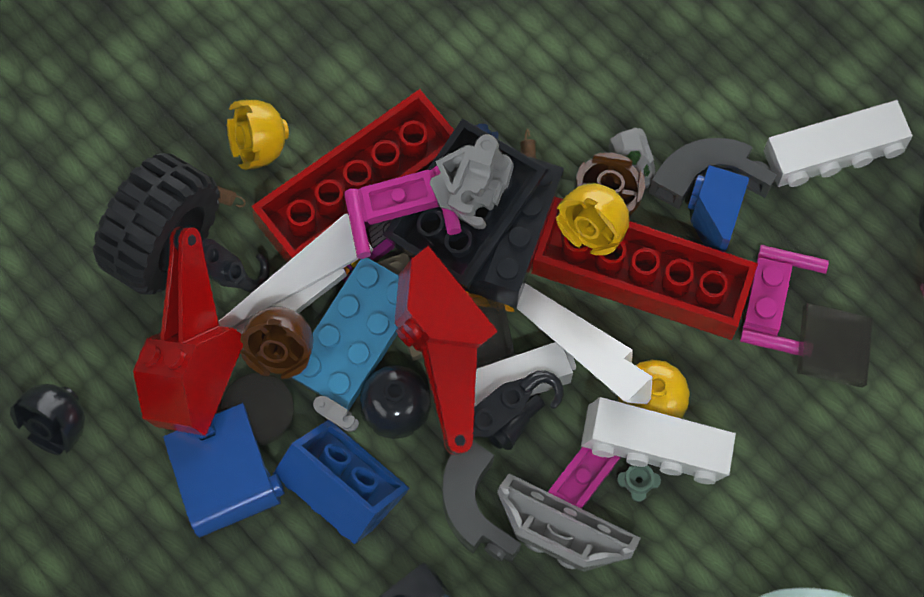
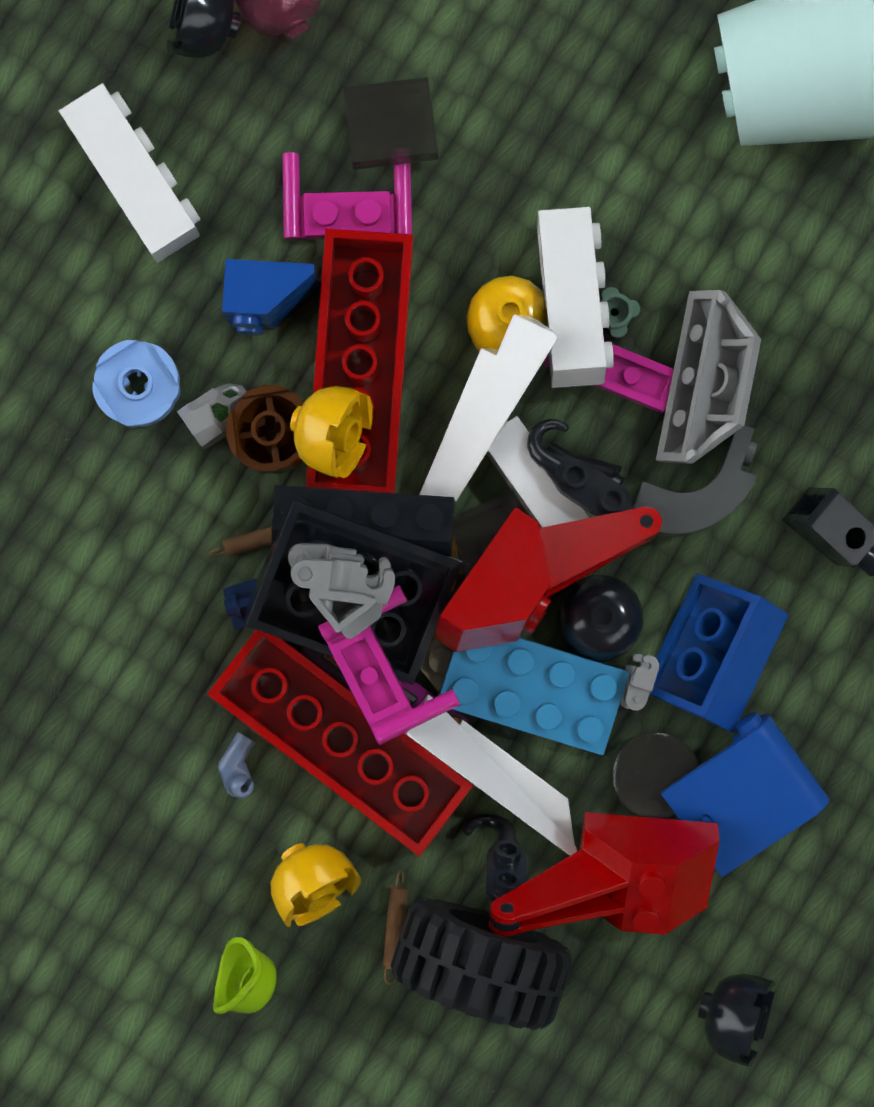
camera: 100 degrees left, 15 degrees up
(199, 72) = (244, 978): none -> lime helmet
(277, 342) = (577, 774): reddish brown cylinder -> none
(358, 106) = (234, 769): none -> sand blue arm
(681, 94) = (160, 391): none -> light blue plate
(683, 166) = (213, 348): dark grey arch -> none

